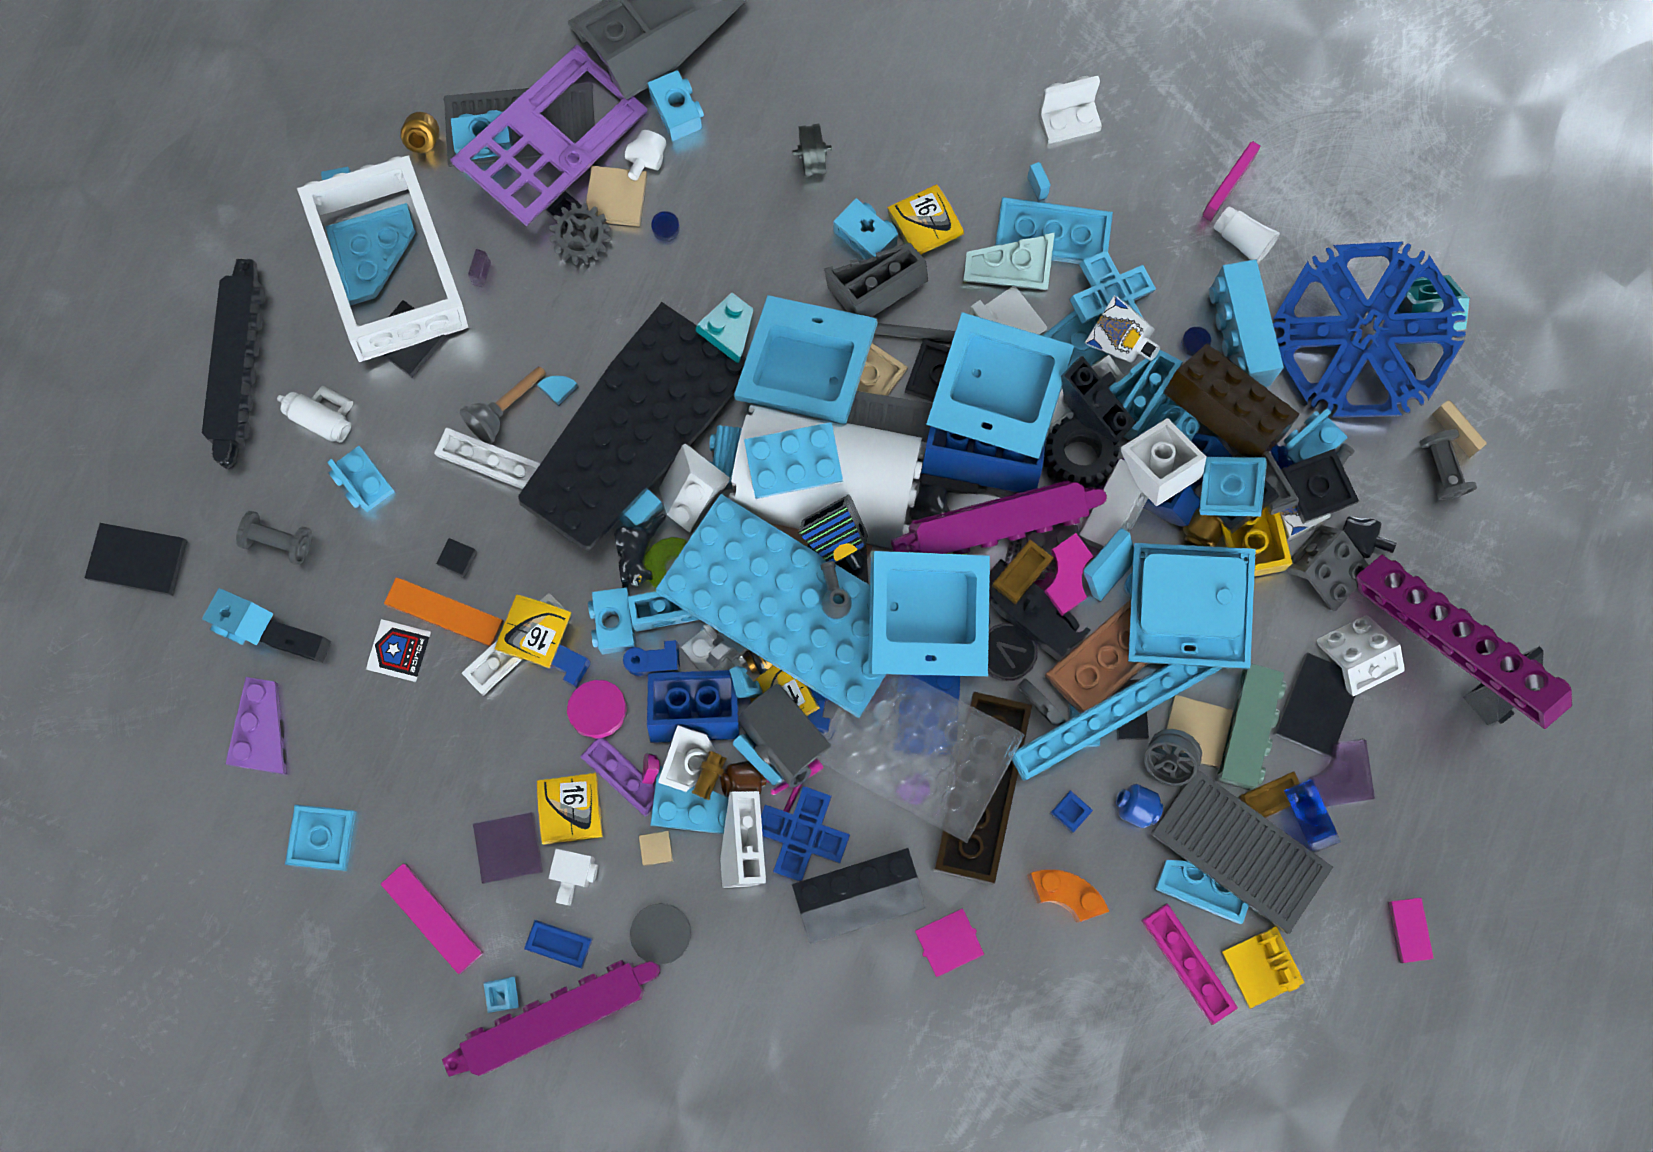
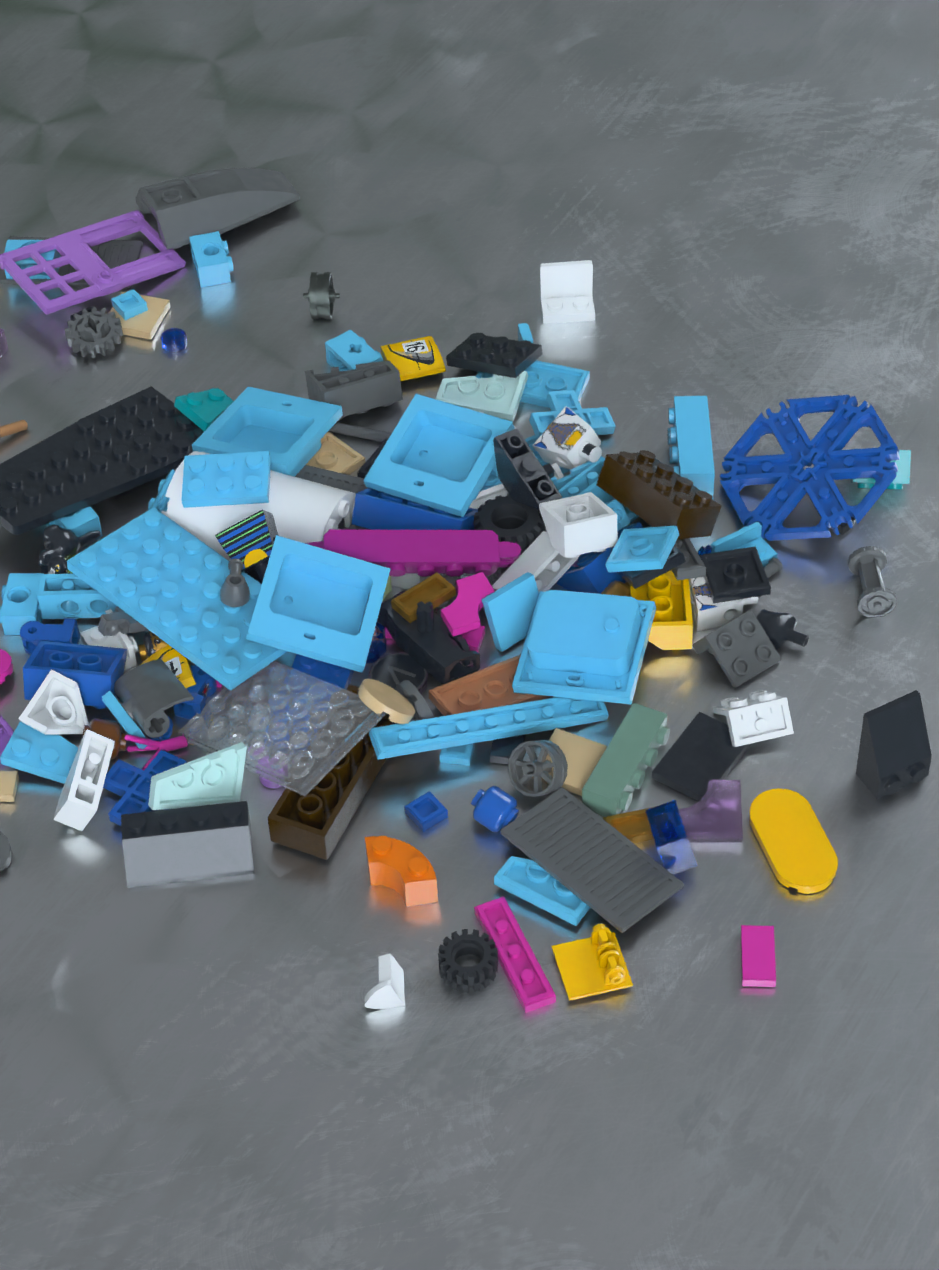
camera: 10 degrees right, 30 degrees down
(557, 387) = (33, 435): medium azure tile -> none
(607, 187) = (129, 304): none -> medium azure tile
(645, 152) = (172, 285): white piece -> none
(650, 768) = (15, 712): dark pink tile -> none
(691, 488) = (131, 501): white slope -> none
(711, 770) = (74, 719): pearl gold pin -> none
(744, 684) = (126, 655): medium azure tile -> none
(858, 833) = (201, 782): none -> light aqua wing
(949, 942) = (269, 903): dark pink piece -> none
(1013, 211) = (494, 355): none -> black plate
(1023, 724) = (385, 699): none -> tan tile
(1087, 1023) = (390, 990): none -> white tile
(1169, 983) = (468, 975): none -> black tyre
(1231, 181) = (706, 360): dark pink tile -> none
(1246, 234) = (722, 401): white plant -> none
(1420, 791) = (793, 840): none -> yellow tile
(1451, 418) = (897, 565): tan tile -> none
(1467, 652) = (845, 684): magenta brick -> none

